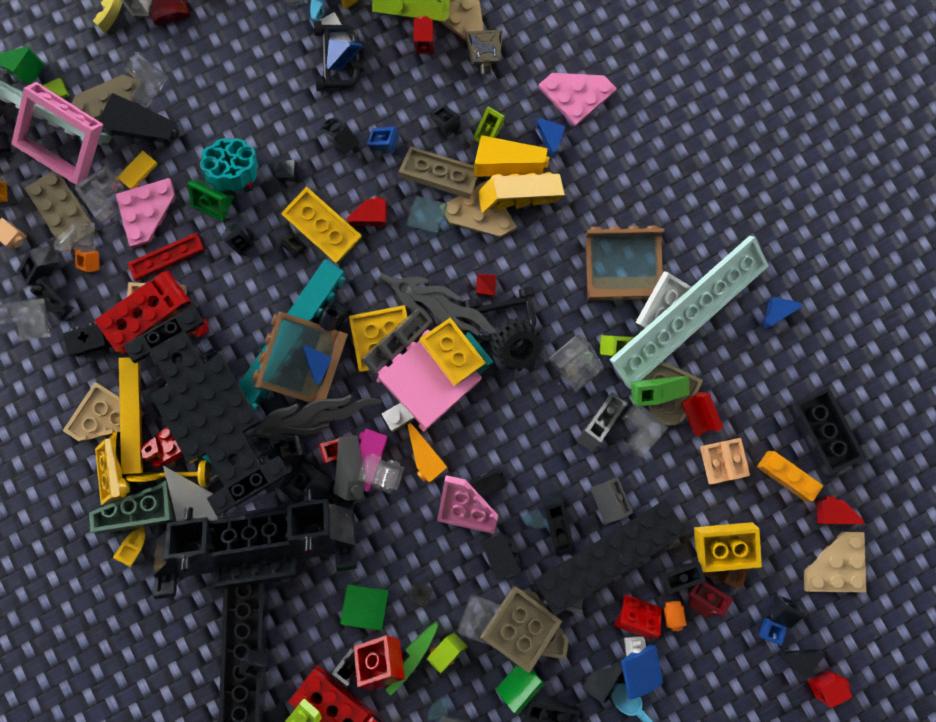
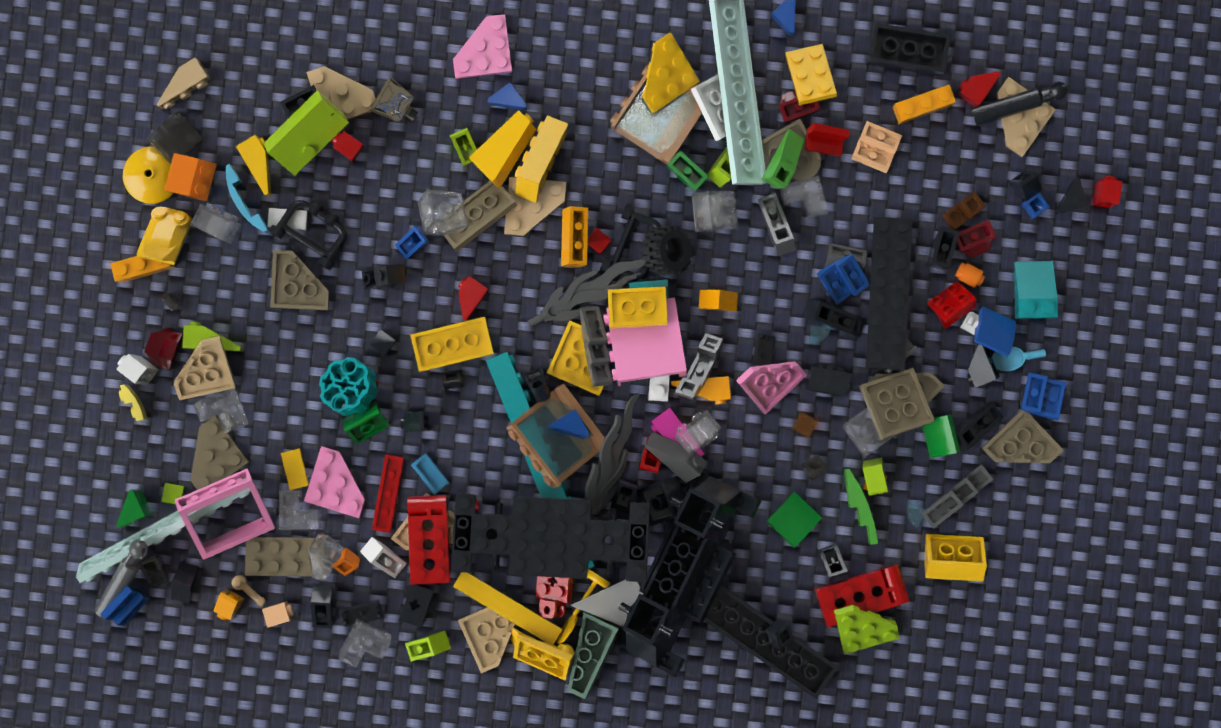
camera: 55 degrees left, 5 degrees up
(17, 189) = (240, 582): none -> tan piece
(59, 372) = (428, 645): none -> lime slope
(108, 285) = (383, 557): none -> white slope
(130, 548) = (617, 678): yellow plate -> none
(134, 121) = (251, 443): black slope -> none
(168, 47) = (205, 371): none -> tan plate
(197, 33) = (195, 333): none -> lime slope
(204, 279) = (430, 473): none -> dark azure tile
(287, 72) = (295, 285): none -> dark tan plate
(341, 53) = (312, 226): blue slope -> none
(378, 663) = (846, 534): red brick -> none
(422, 143) = (441, 212): none -> clear slope
(426, 214) = (503, 249): clear light blue piece -> none
(437, 440) = (701, 367): none -> slope
(446, 120) = (431, 177): black slope -> none
(451, 560) = (804, 424): none -> clear orange tile
(476, 262) = (574, 236): none -> light orange brick
(505, 416) = (718, 300): none -> light orange slope
(593, 317) = (687, 171): none -> green brick
(595, 508) = (843, 279): none -> blue slope
(662, 246) = (667, 74): none -> yellow plate
(701, 682) = (1035, 290): none -> teal slope
(712, 371) = (791, 110): none -> dark red slope
(728, 547) = (945, 194): yellow slope -> none
(745, 364) = (810, 74): none -> yellow plate
(850, 556) = (1018, 103): none -> black piece

